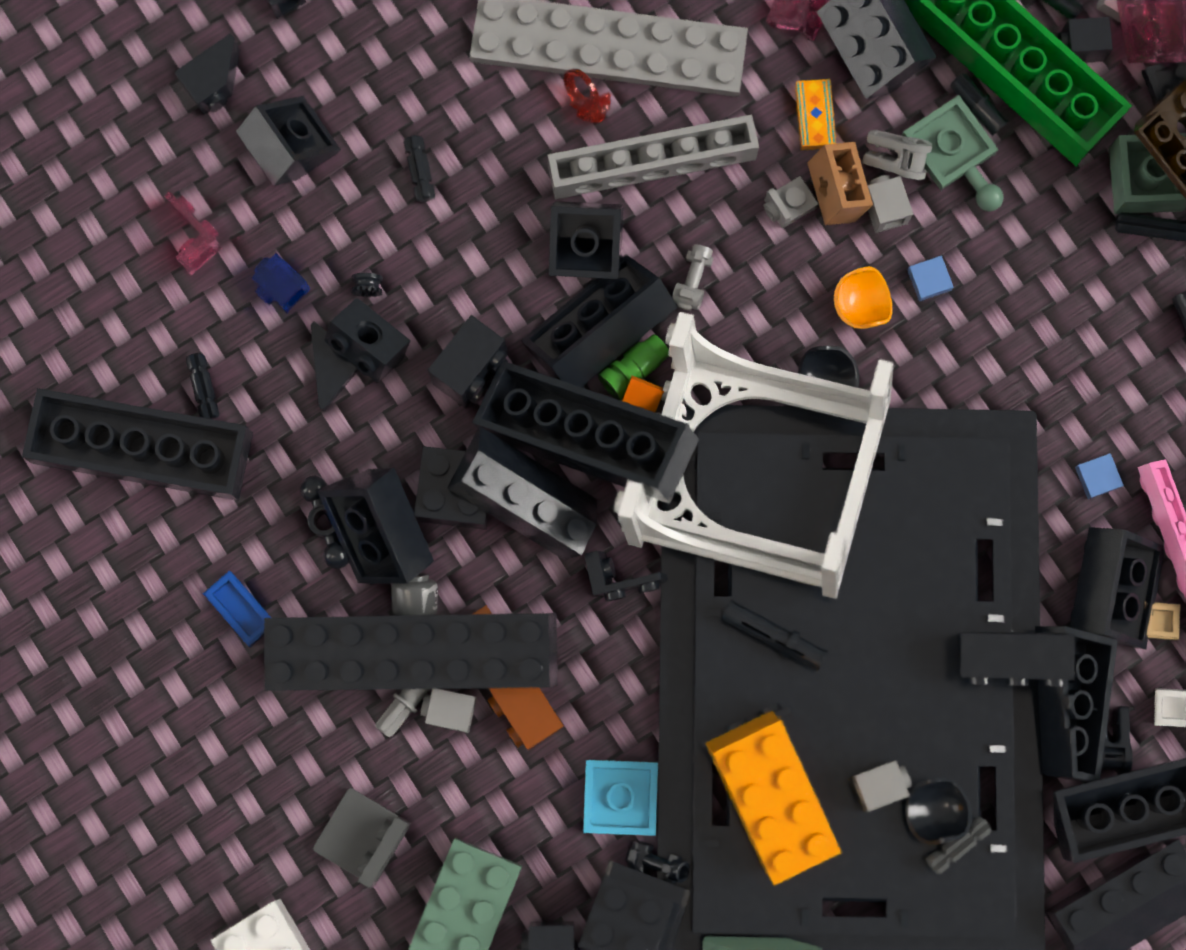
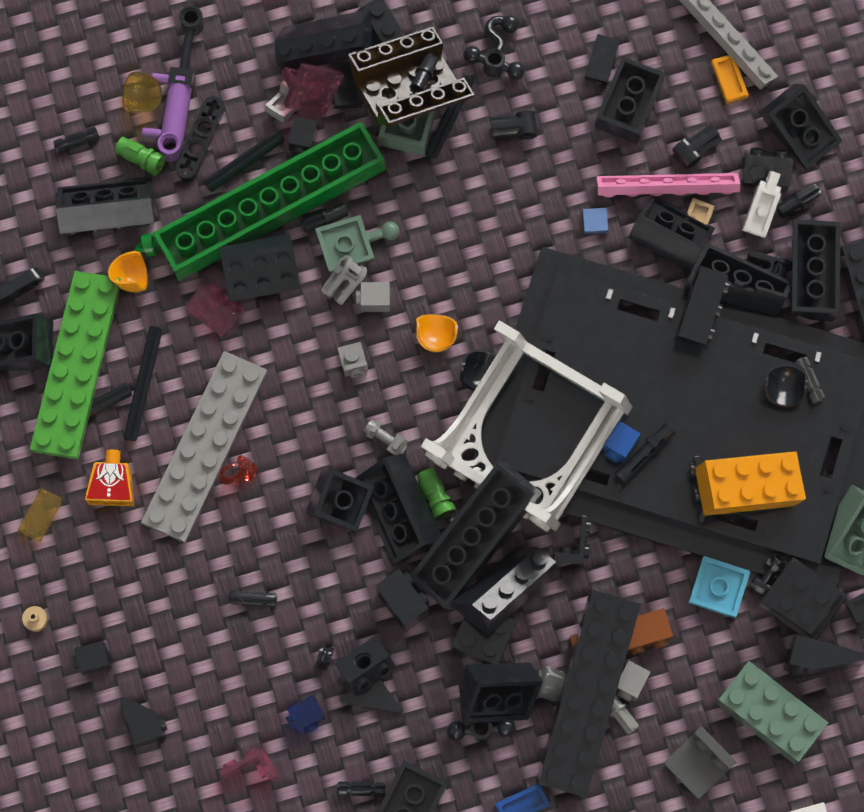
camera: 70 degrees left, 5 degrees down
(287, 139) = (205, 682): black slope -> none
(643, 394) = (459, 493): orange tile -> none
(653, 156) = (296, 439): light grey brick -> none
(778, 597) = (621, 443): none -> blue brick
(815, 113) = (297, 325): light orange tile -> none
(840, 183) = (352, 323): medium nougat brick -> none
(882, 785) = (759, 415): light grey brick -> none
(930, 278) = (432, 285): medium blue tile -> none

